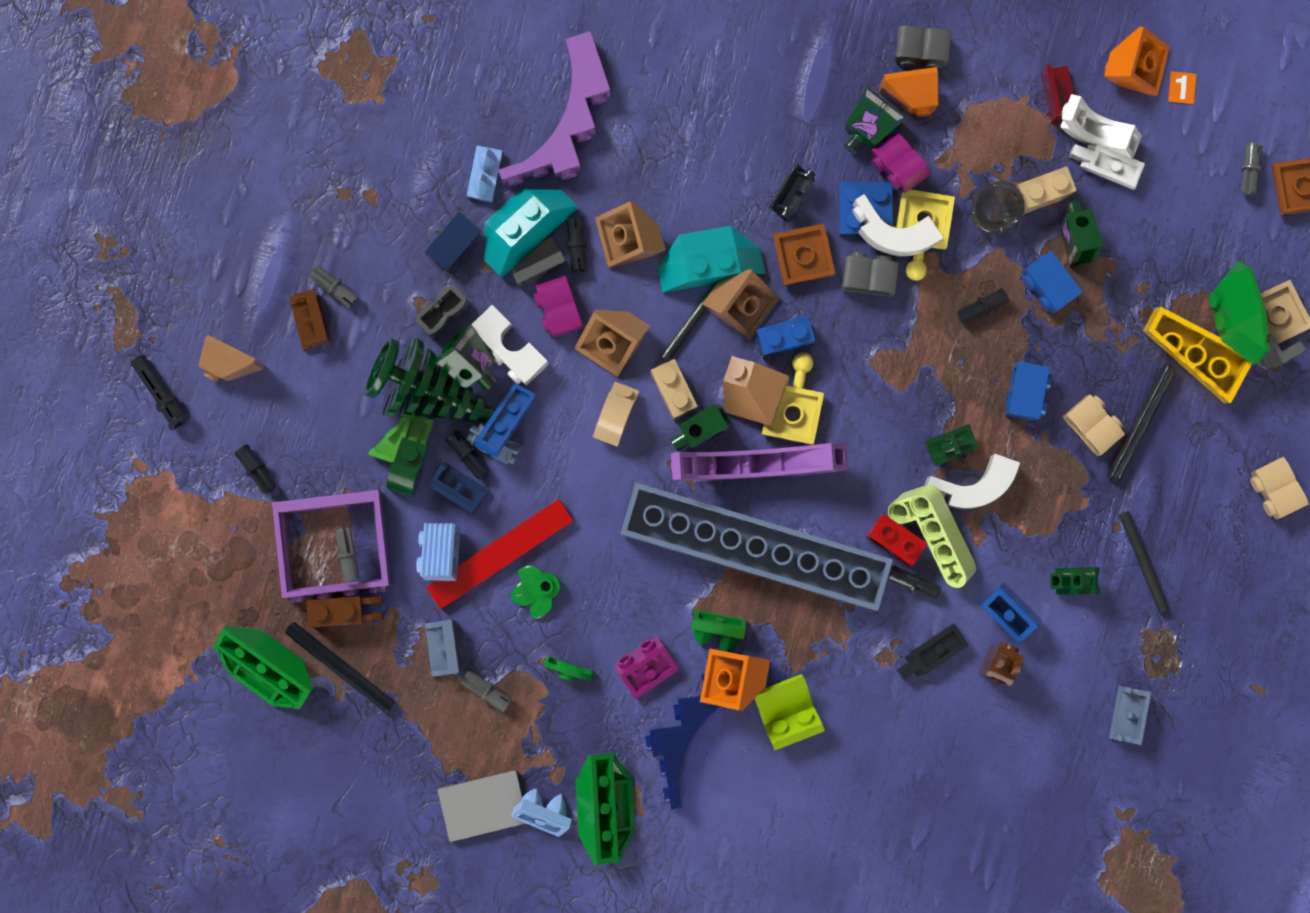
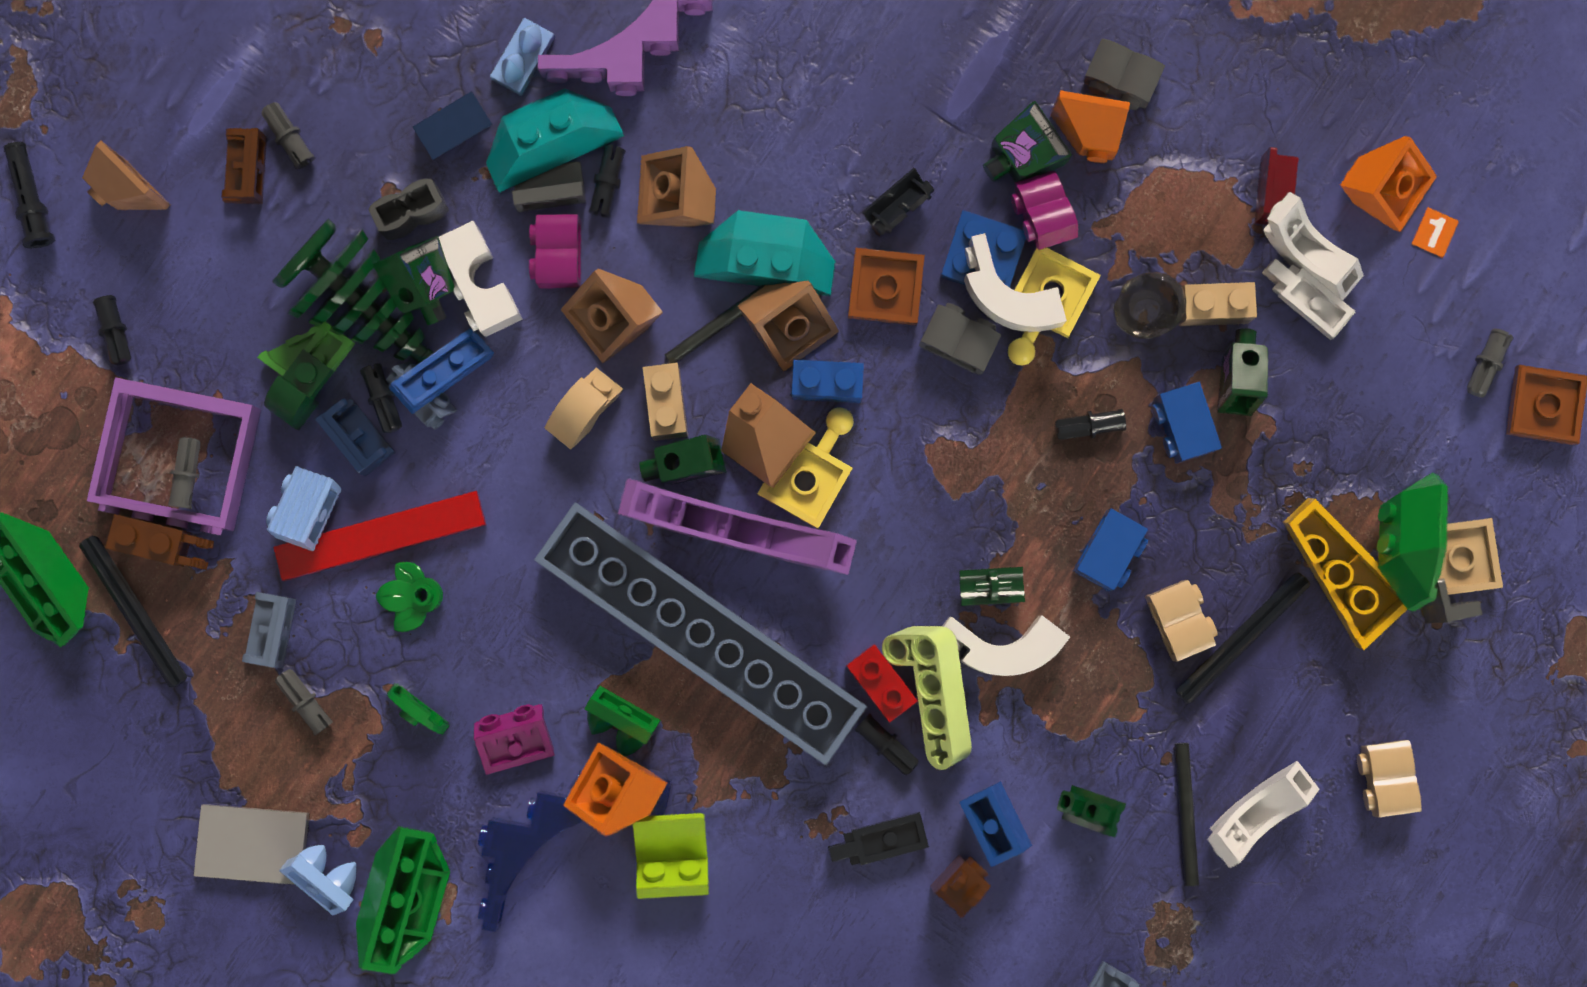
camera: 20 degrees right, 0 degrees up
(1195, 541) = (1260, 811): none -> white arch

